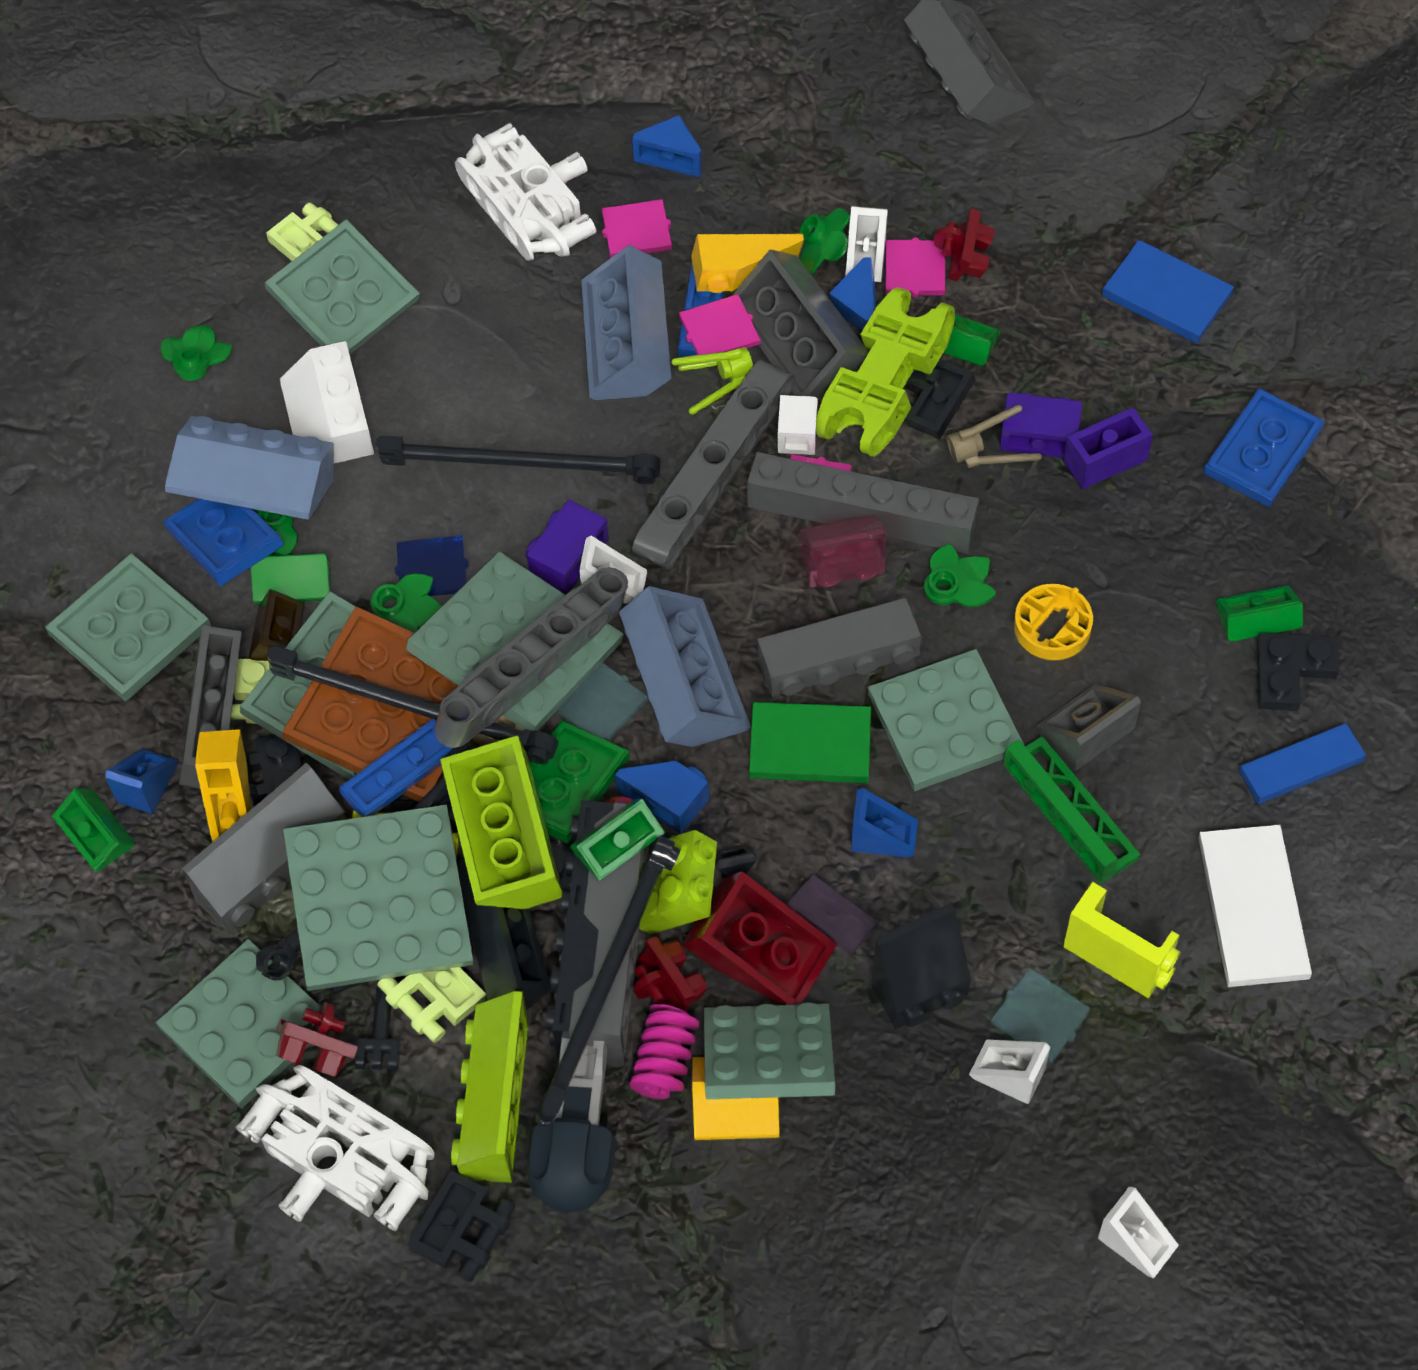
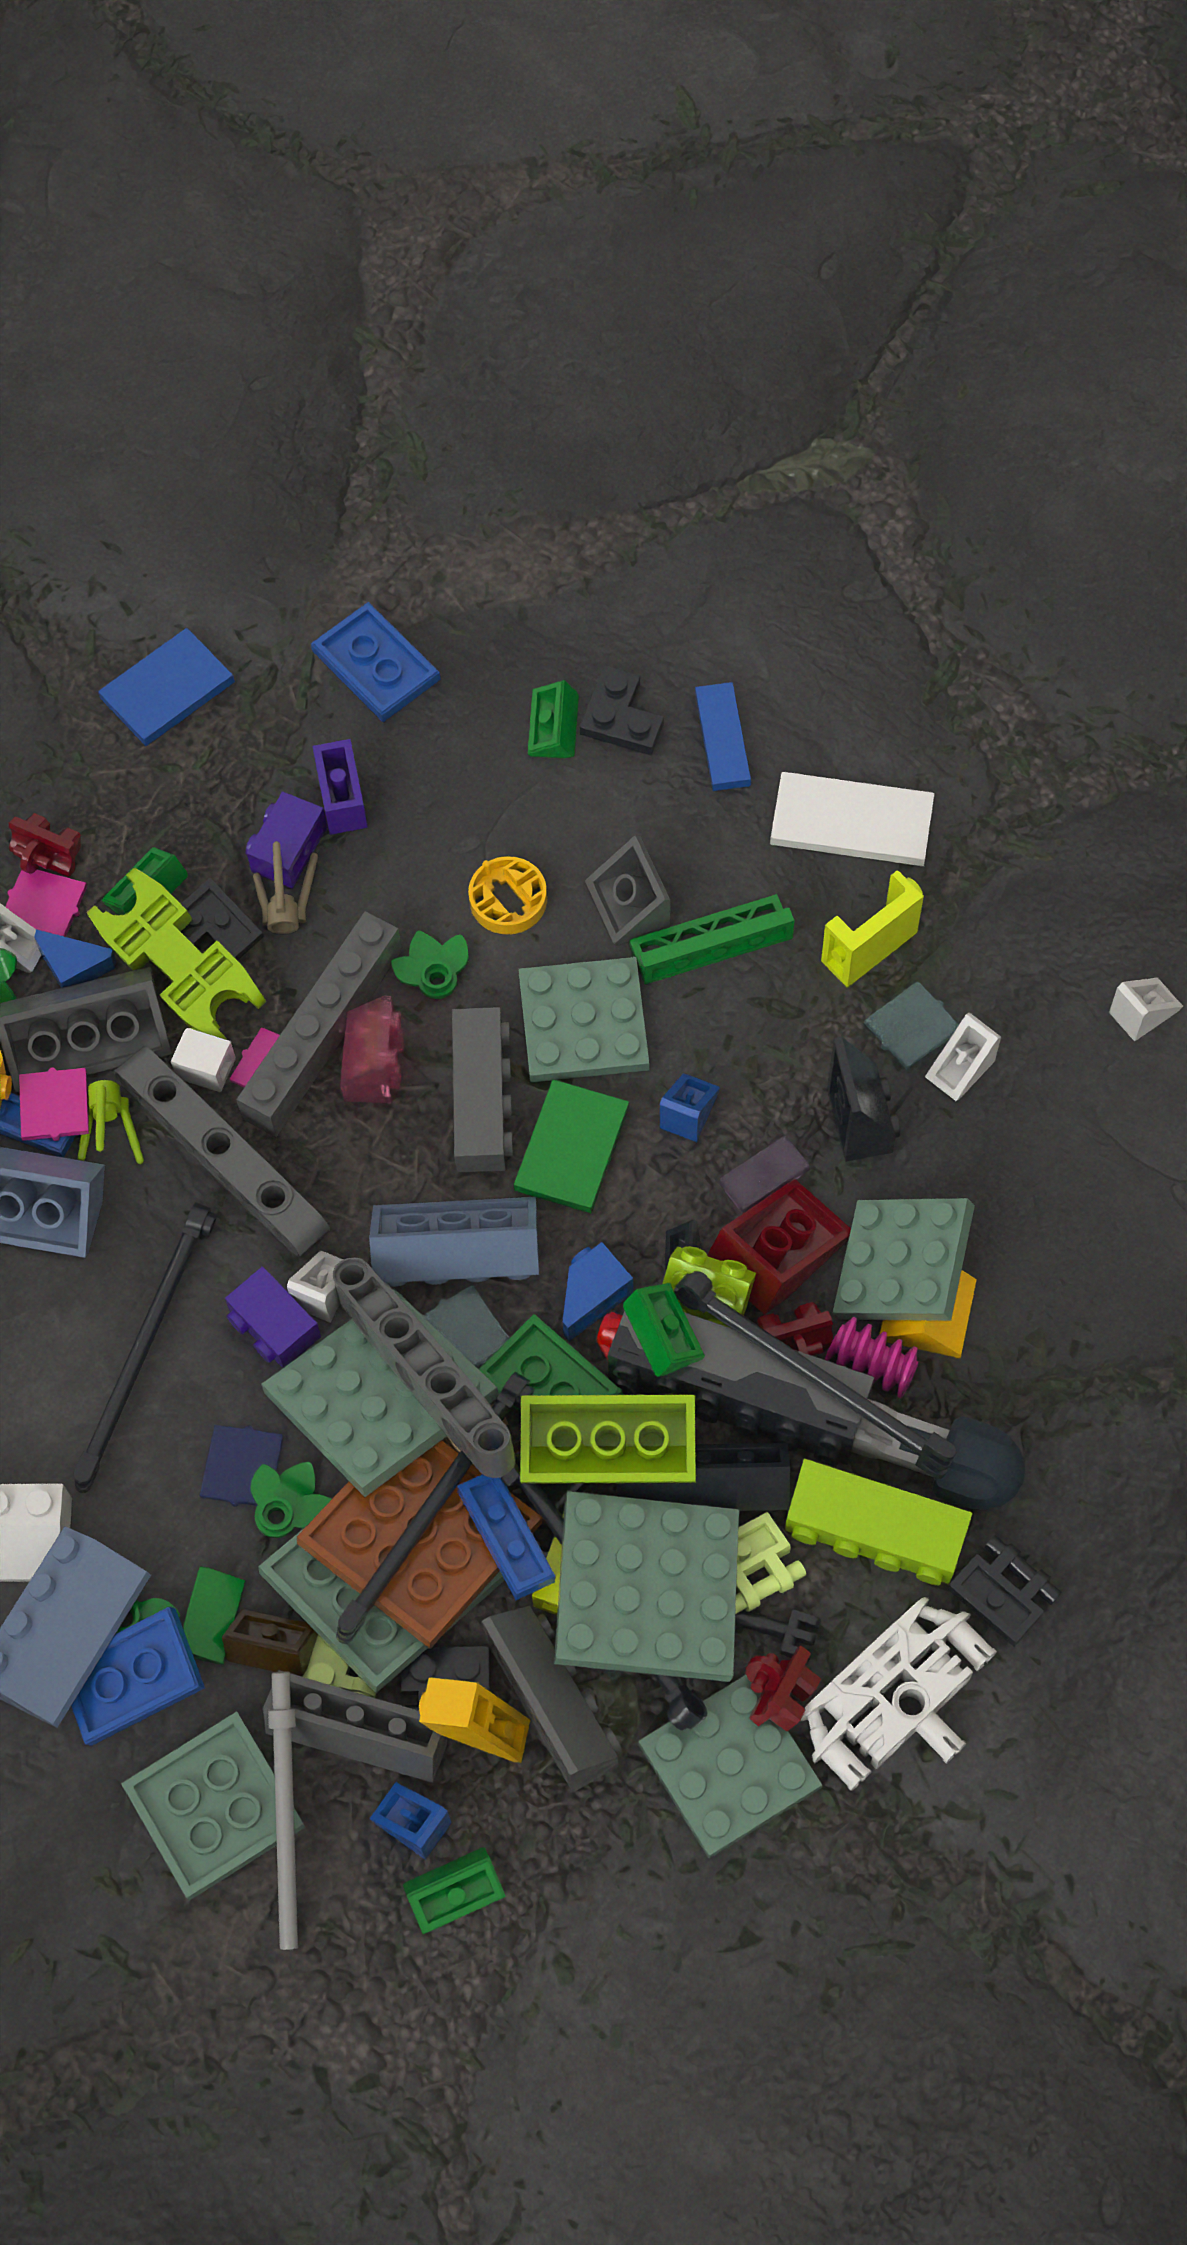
camera: 75 degrees left, 5 degrees up
(189, 639) = (281, 1720): none -> light grey bar

